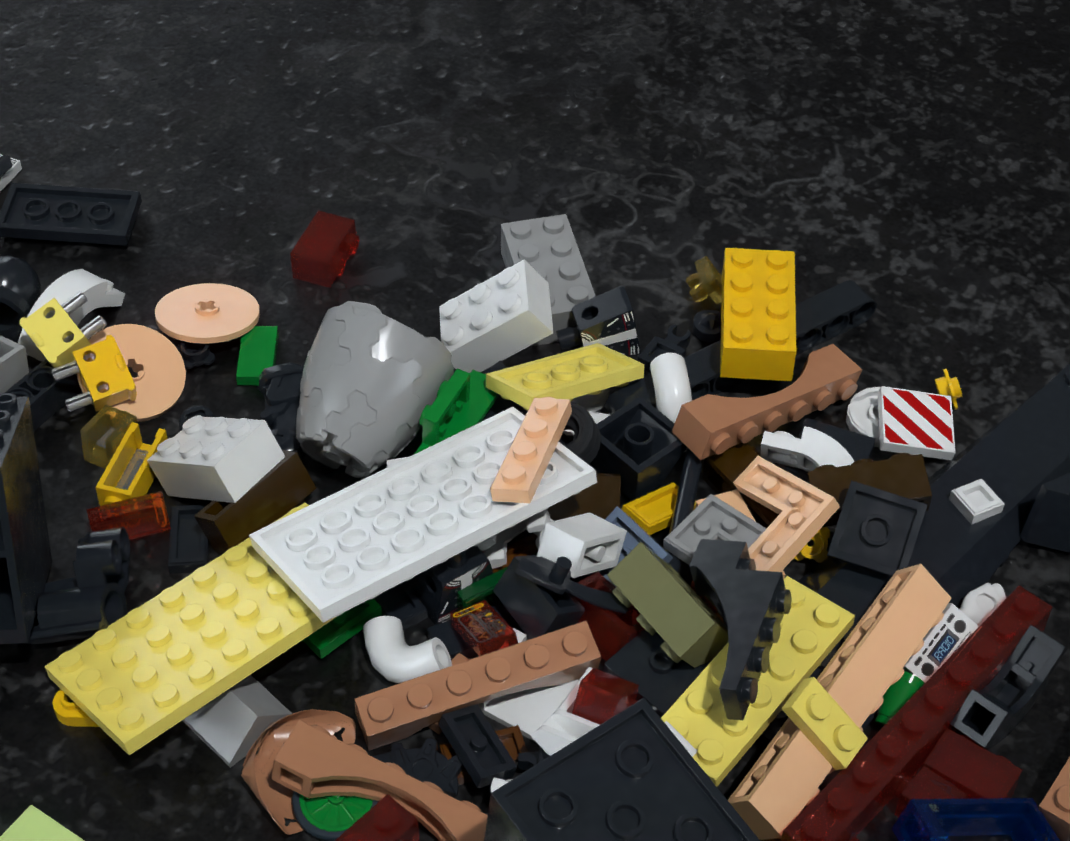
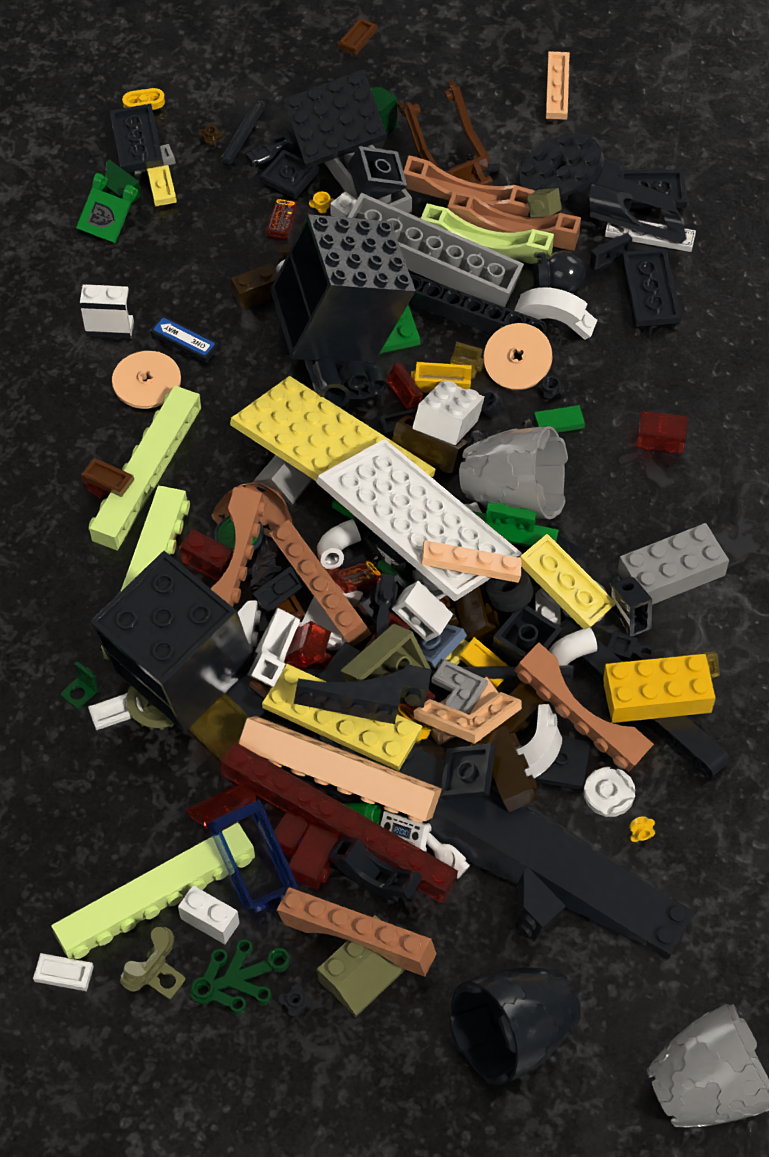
camera: 80 degrees right, 10 degrees up
(57, 333) = (520, 305): light yellow piece -> none
(104, 374) = (499, 338): yellow piece -> none
(207, 313) = (600, 385): light nougat piece -> none
(496, 318) = (608, 534): white brick -> none
(824, 723) = (305, 751): light yellow plate -> none
(916, 423) = (600, 807): white tile -> none
(976, 501) = (525, 842): white tile -> none

